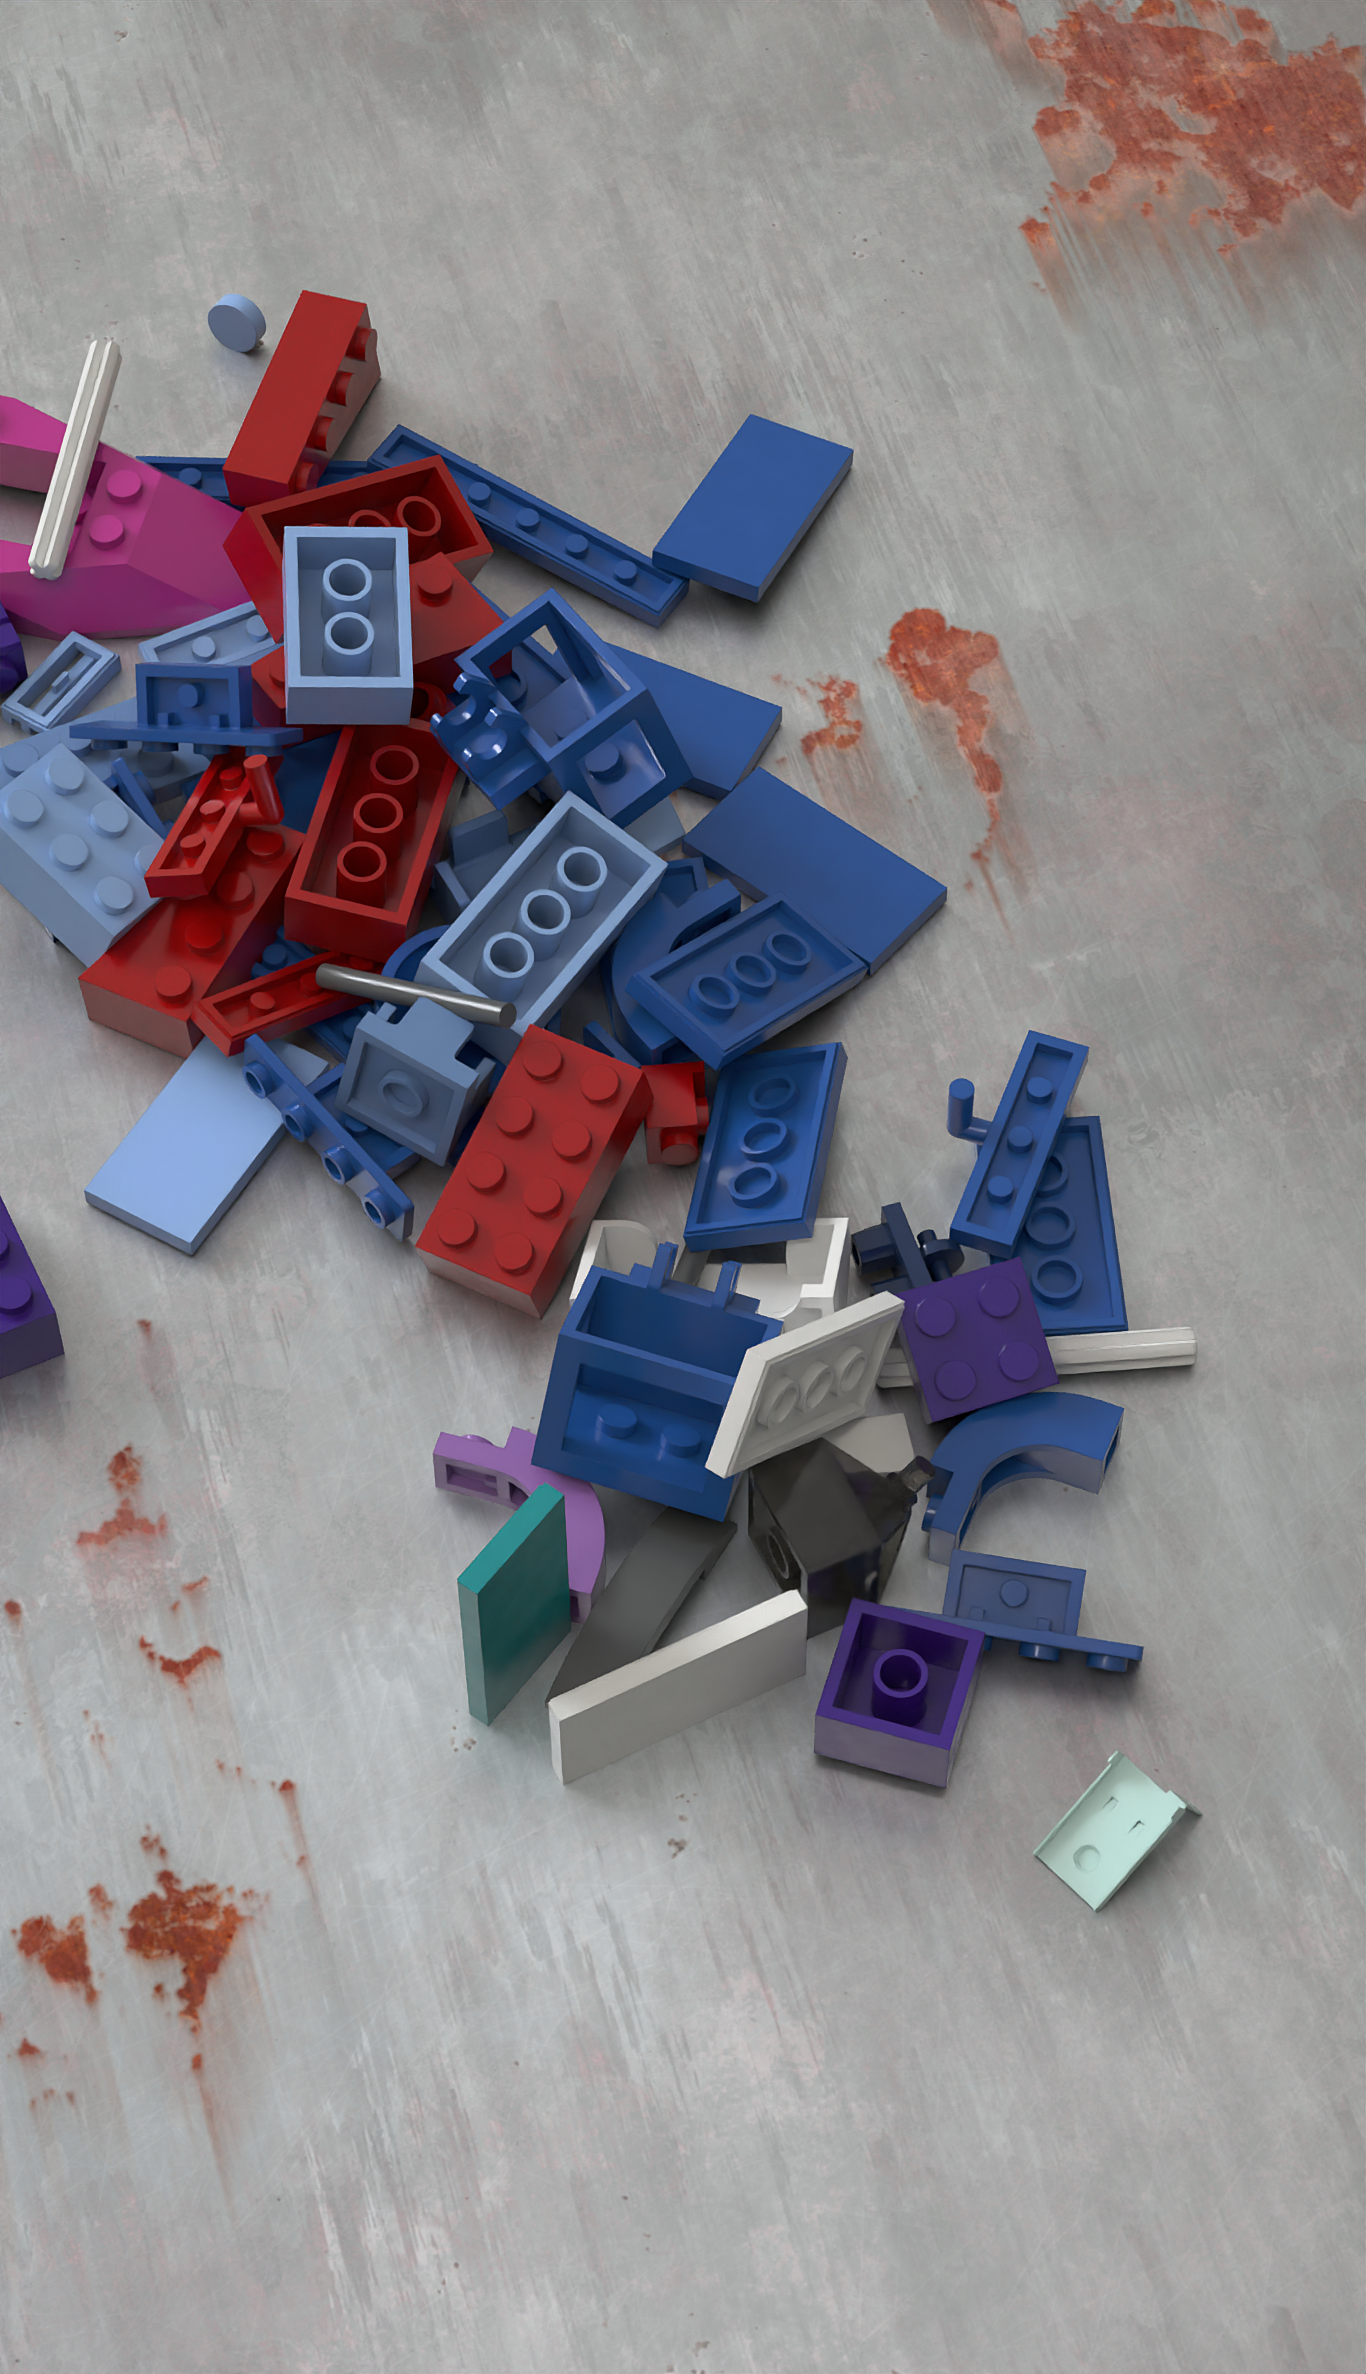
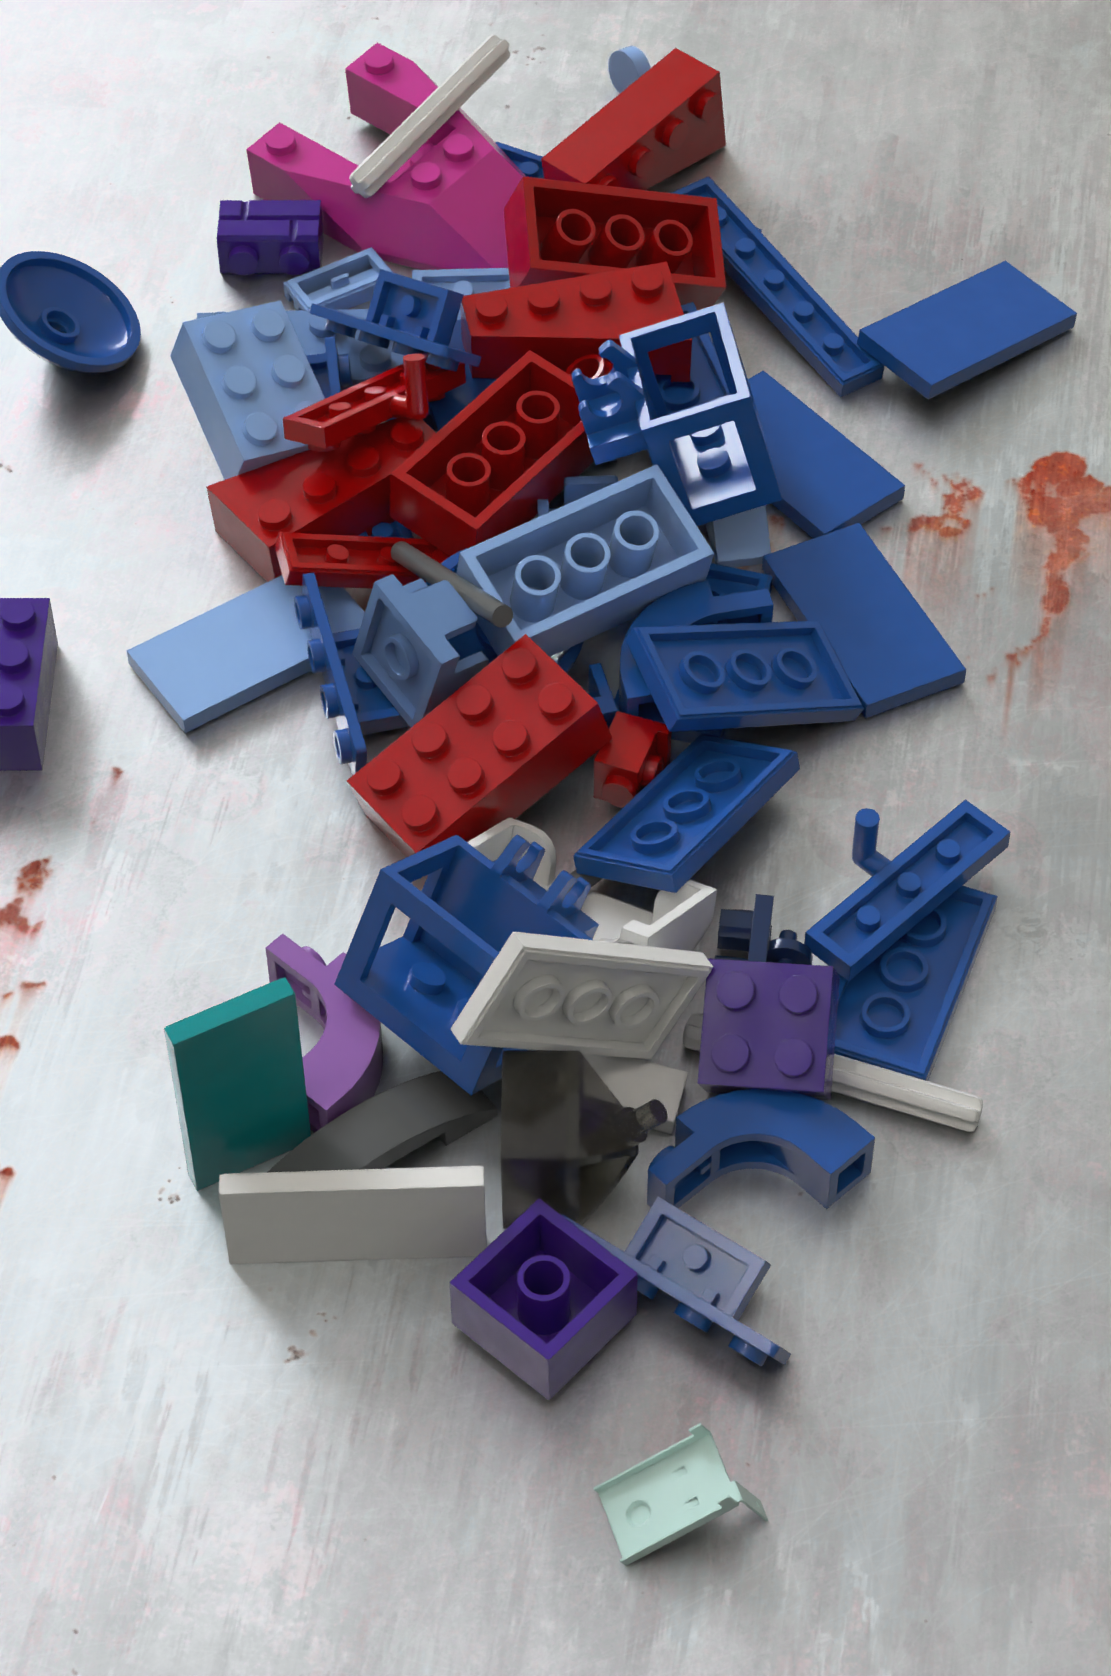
camera: 25 degrees right, 5 degrees down
(347, 625) = (545, 281): light blue brick -> none

